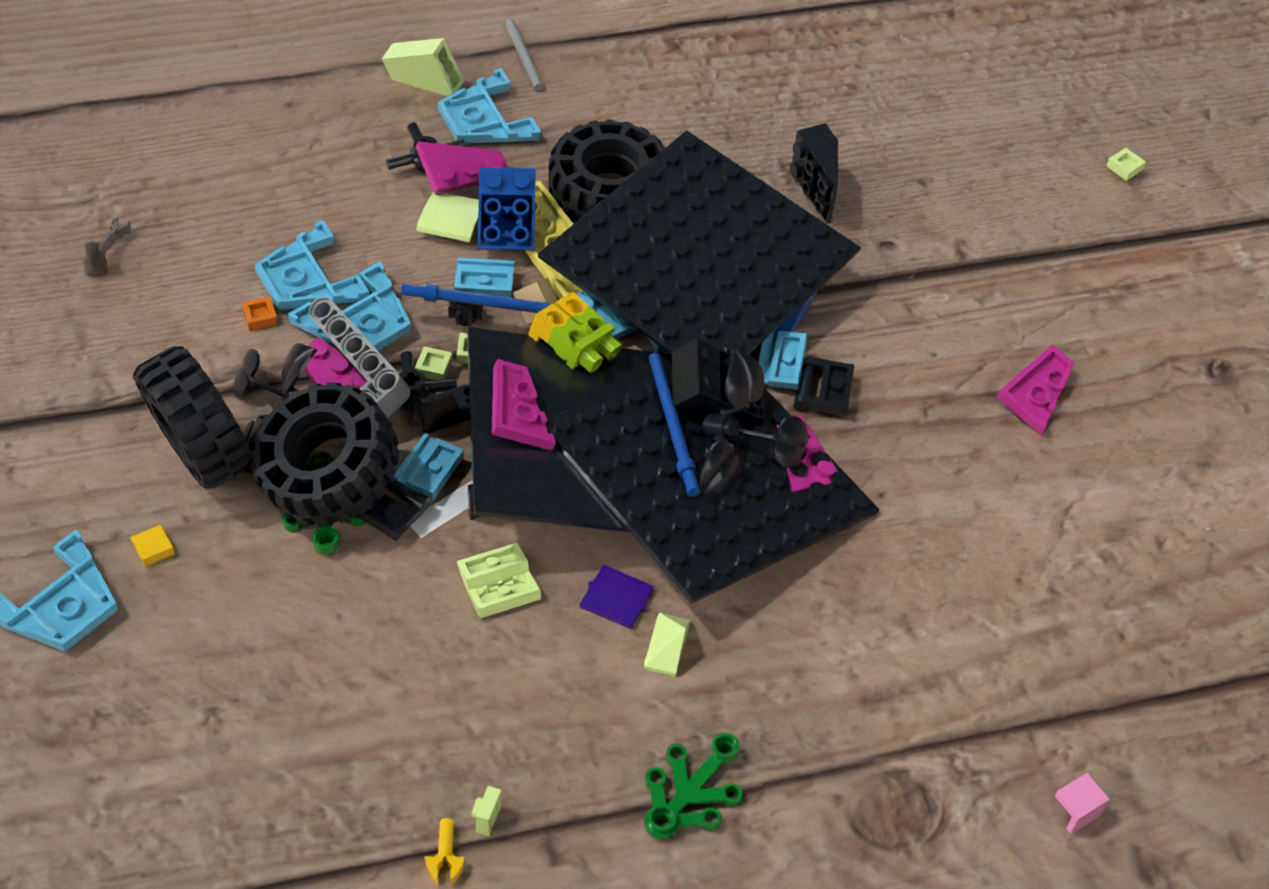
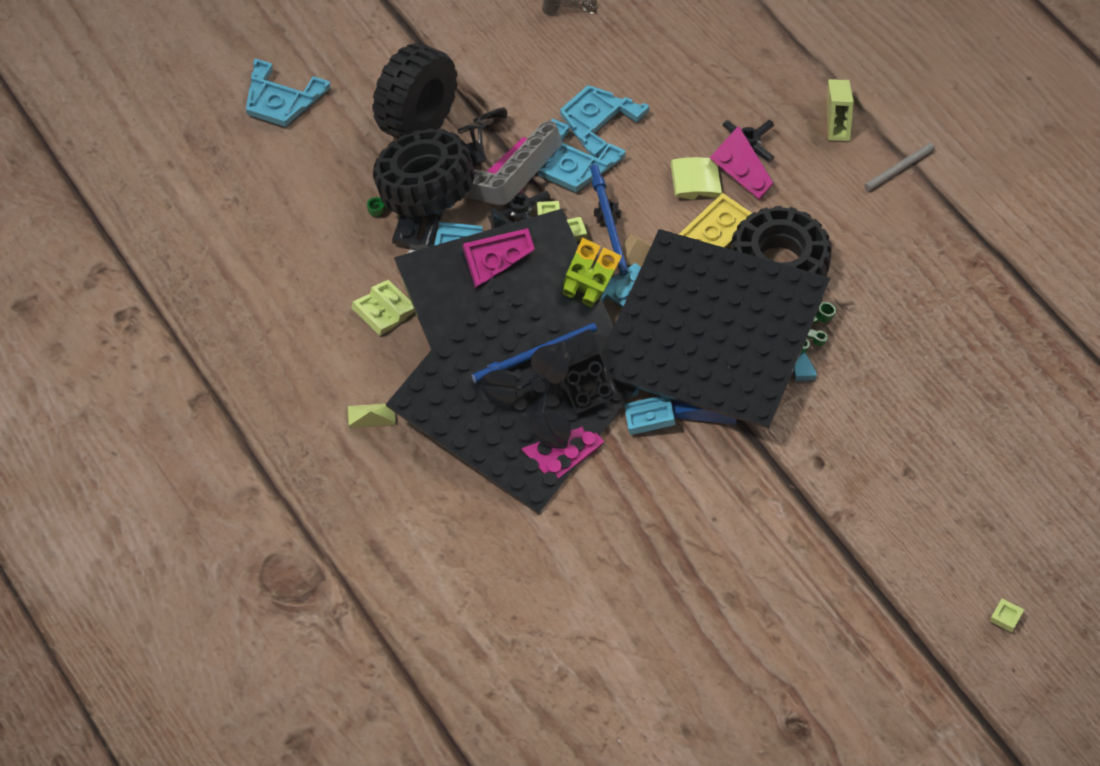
camera: 75 degrees right, 5 degrees up
(152, 545) = (338, 124): yellow tile -> none
(259, 313) = (550, 105): orange tile -> none
(445, 854) = (172, 343): yellow bar -> none
(476, 119) = (811, 154): medium azure wing -> none
(485, 276) = (643, 215): medium azure plate -> none
(486, 810) = (207, 352): yellowish green plate -> none
(506, 208) = (706, 202): blue slope -> none
(616, 596) = (394, 374): dark purple piece -> none
(689, 791) = (261, 455): green plant -> none
(816, 167) = (859, 387): black slope -> none
(834, 386) = (639, 456): black plate -> none
(1037, 388) = (705, 592): dark pink wing -> none
(1082, 801) = (325, 681): bright pink panel -> none

